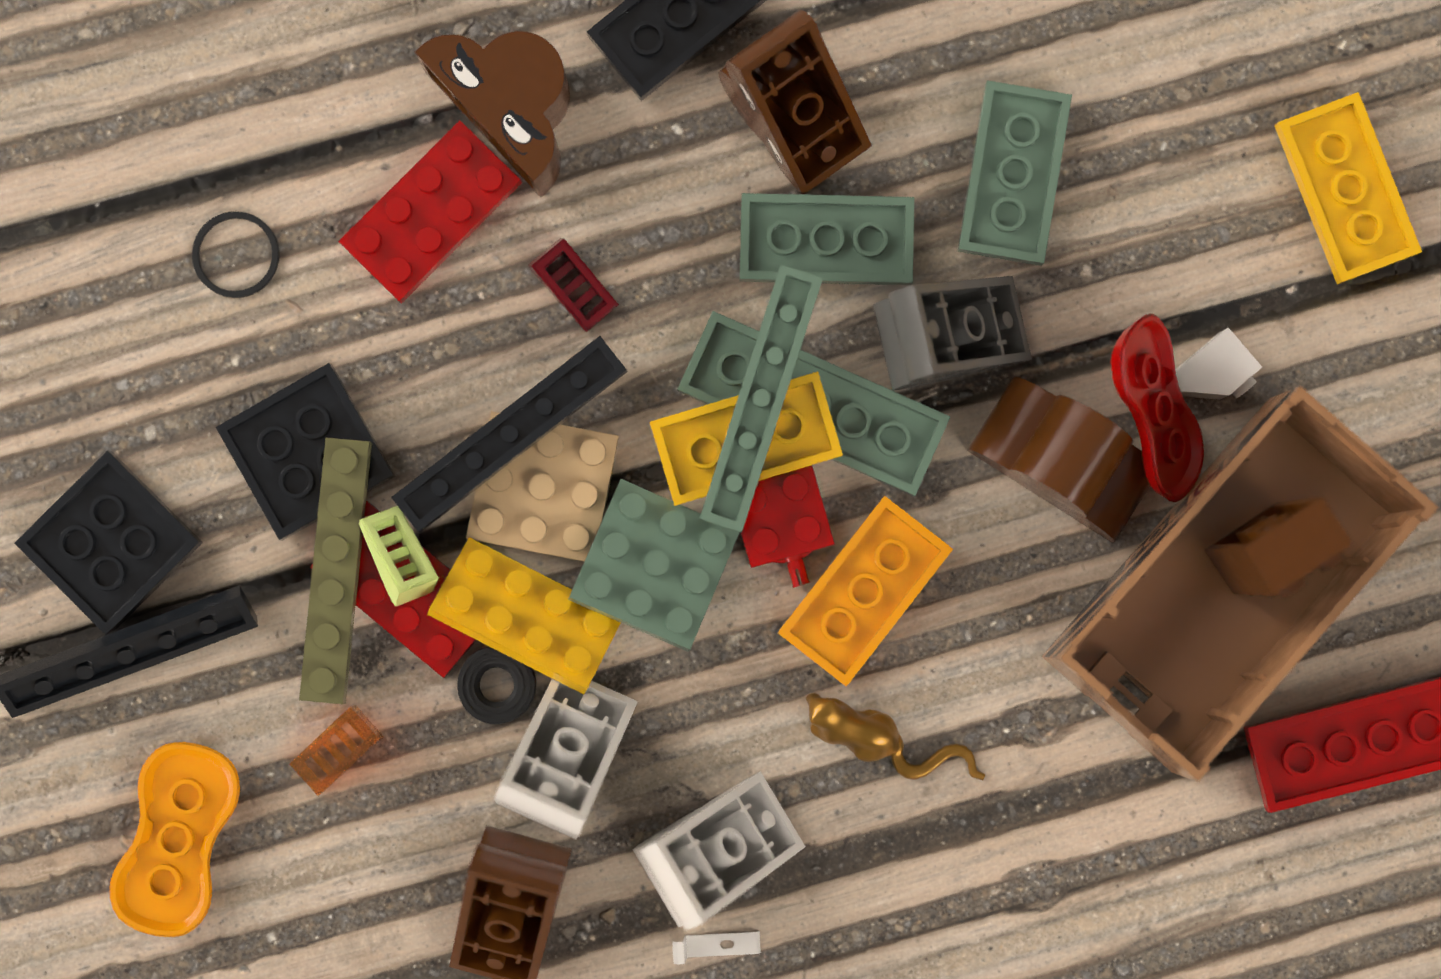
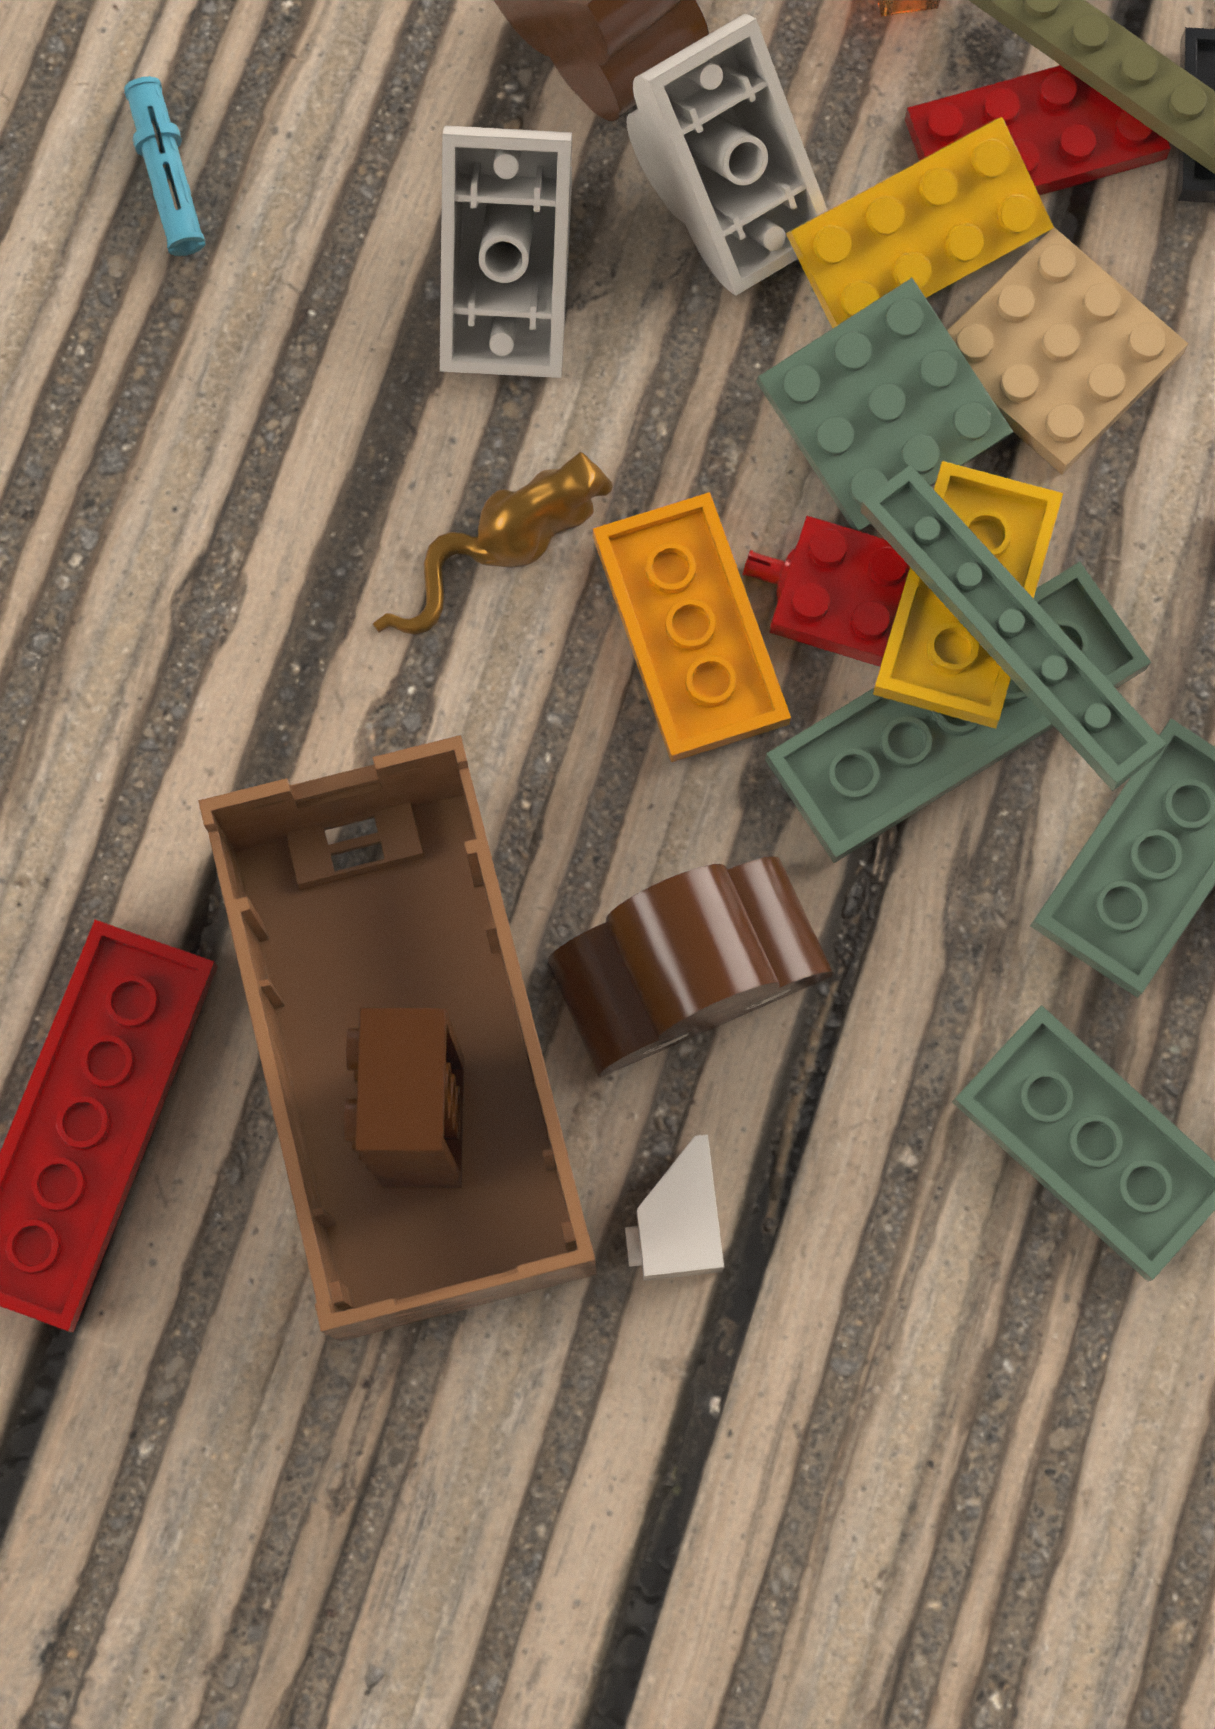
camera: 125 degrees right, 10 degrees down
(393, 577) = (1037, 117): yellowish green slope -> none
(484, 709) = (856, 126): black tyre -> none
(509, 434) = (1150, 336): black plate -> none
(709, 945) = (402, 208): white piece -> none
(950, 330) = (944, 918): dark grey brick -> none
(1166, 426) = (715, 1098): red plate -> none
(1347, 188) = (802, 1565): yellow plate -> none

